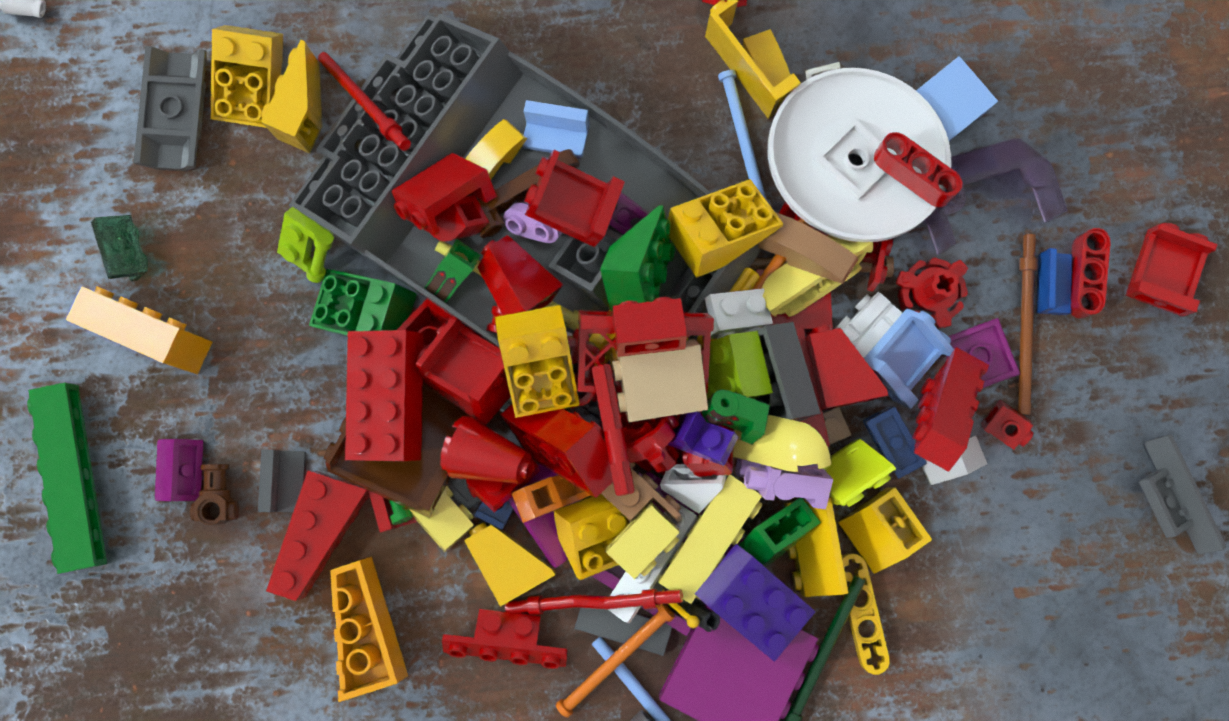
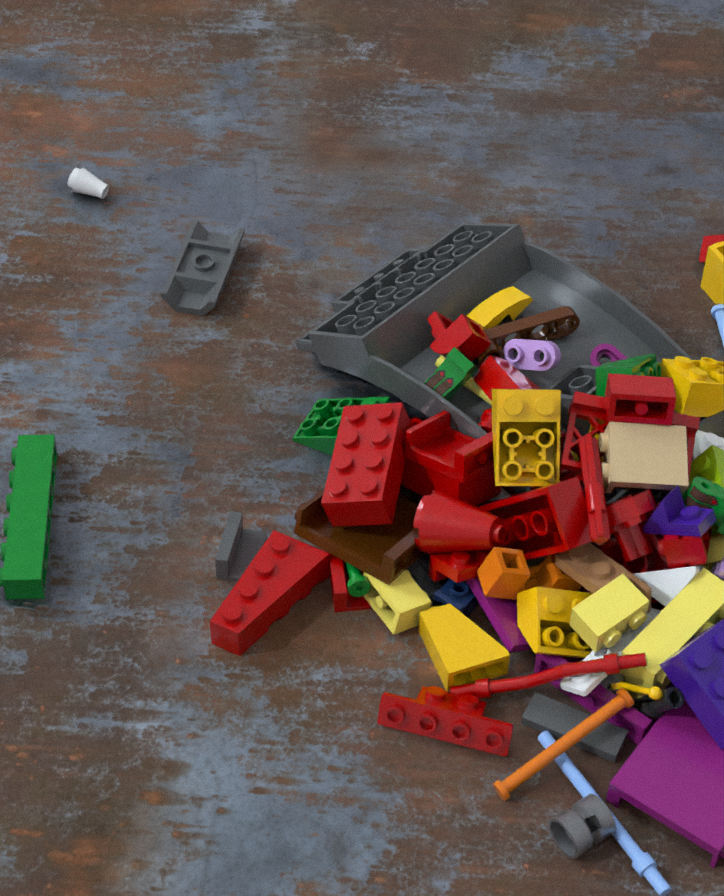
camera: 10 degrees right, 35 degrees down
(120, 247) = (133, 348): clear green bracket -> none
(138, 329) = (135, 411): wedge -> none
(178, 469) = (140, 525): magenta panel -> none
(214, 492) = (169, 554): reddish brown connector -> none
(243, 73) = (275, 251): yellow slope -> none
(296, 106) = (317, 272): yellow slope -> none
(297, 242) = (300, 363): lime plate -> none
(364, 632) = (299, 688): light orange wedge -> none
(388, 127) = (408, 273): red bar -> none
(440, 188) = (433, 318): red panel -> none
(555, 128) = (556, 290): light blue panel -> none
(572, 200) = (570, 332): red panel -> none

